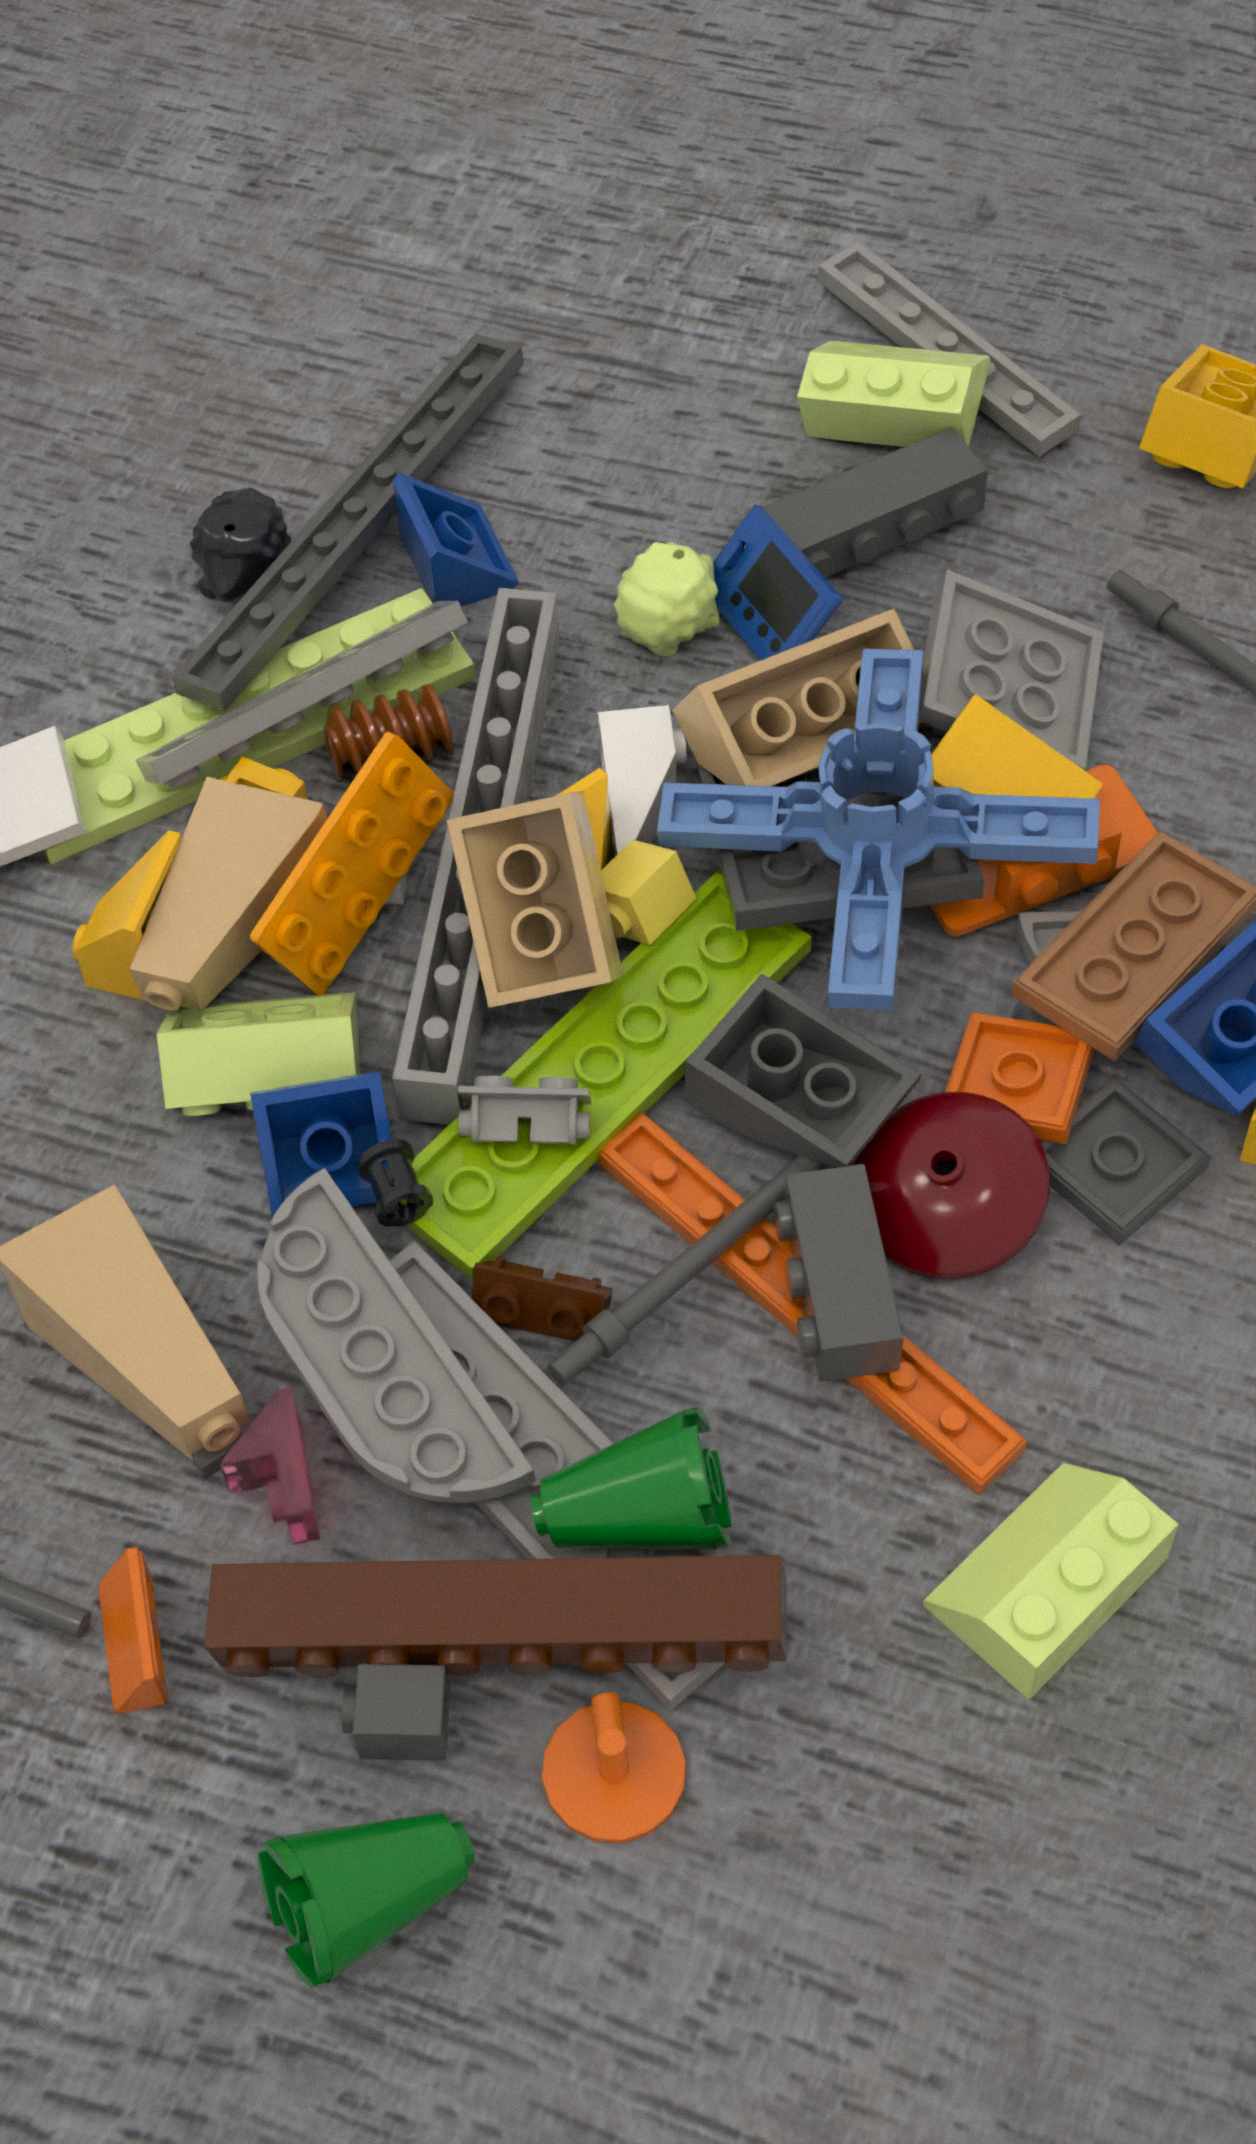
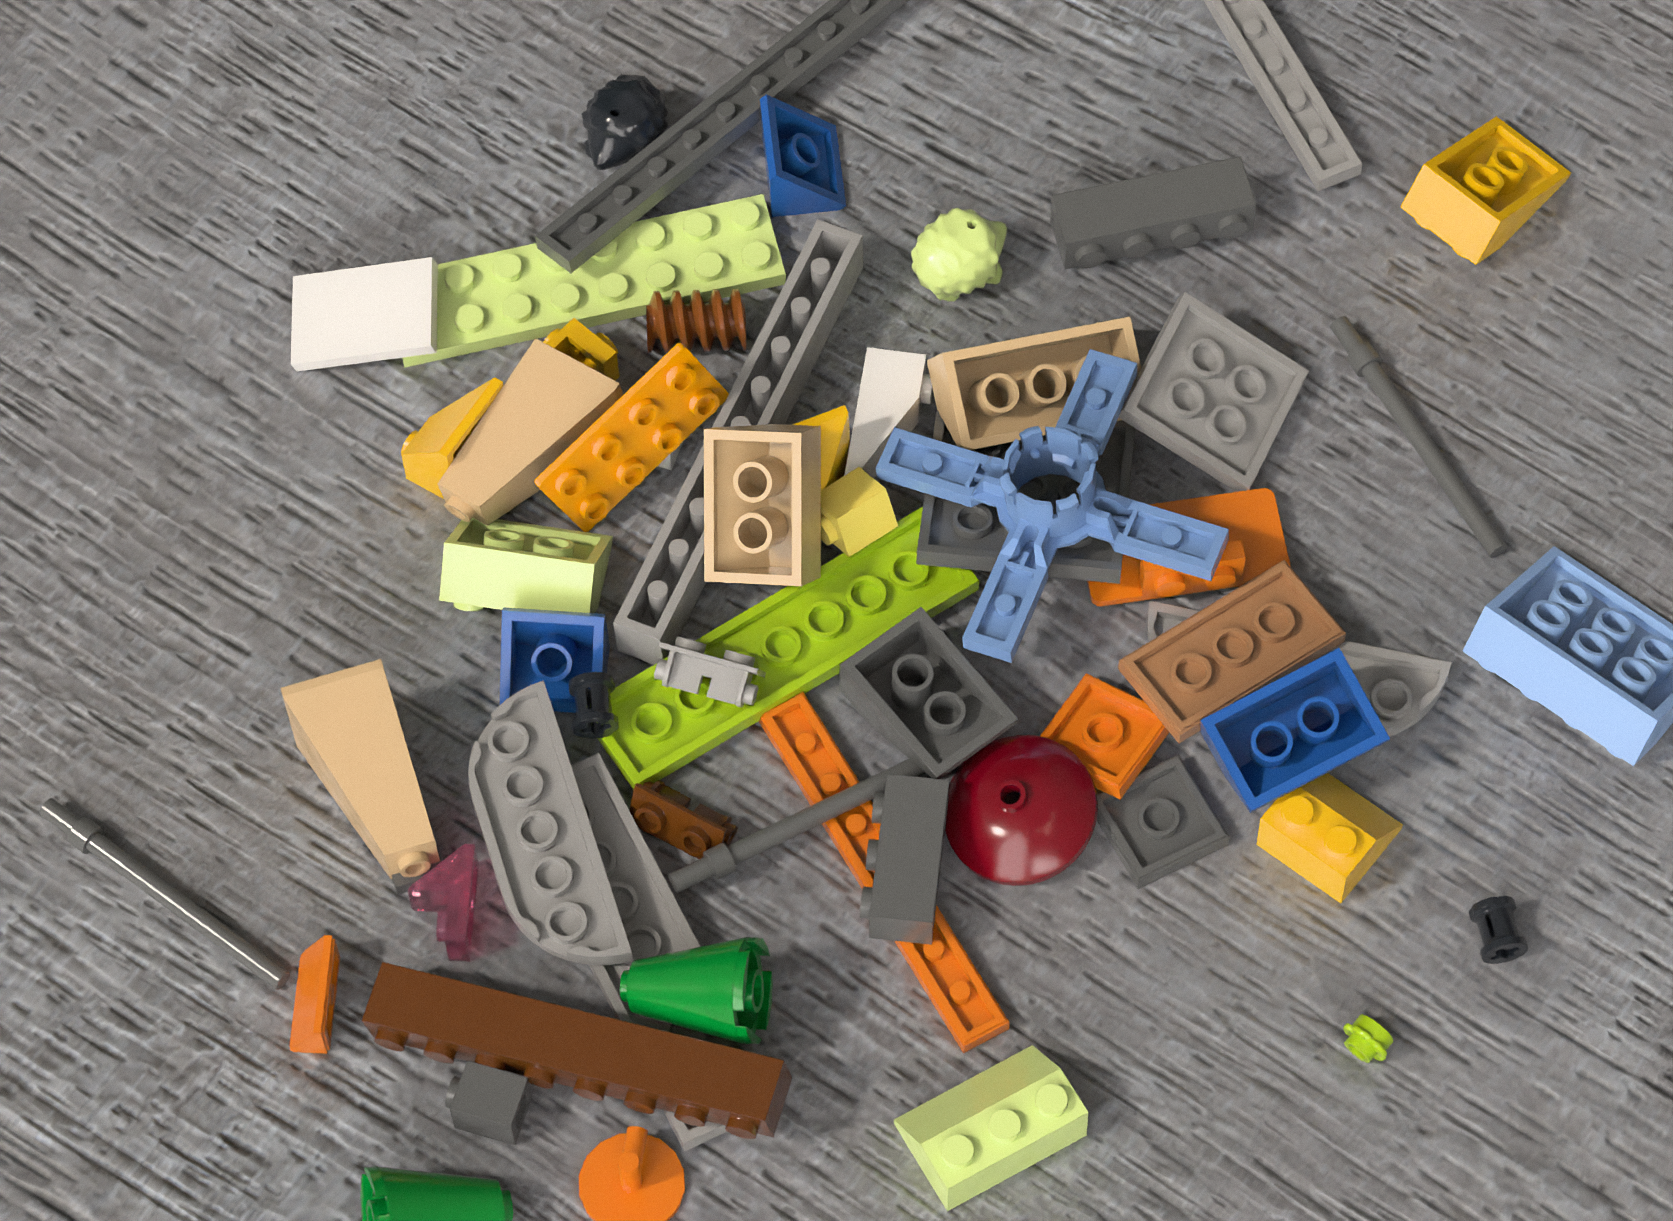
camera: 15 degrees right, 5 degrees up
(282, 705) = (654, 268): light grey plate -> none
(771, 587) = (1044, 268): blue container -> none
(889, 393) = (1208, 104): yellowish green slope -> none
(999, 757) = (1176, 474): yellow container -> none

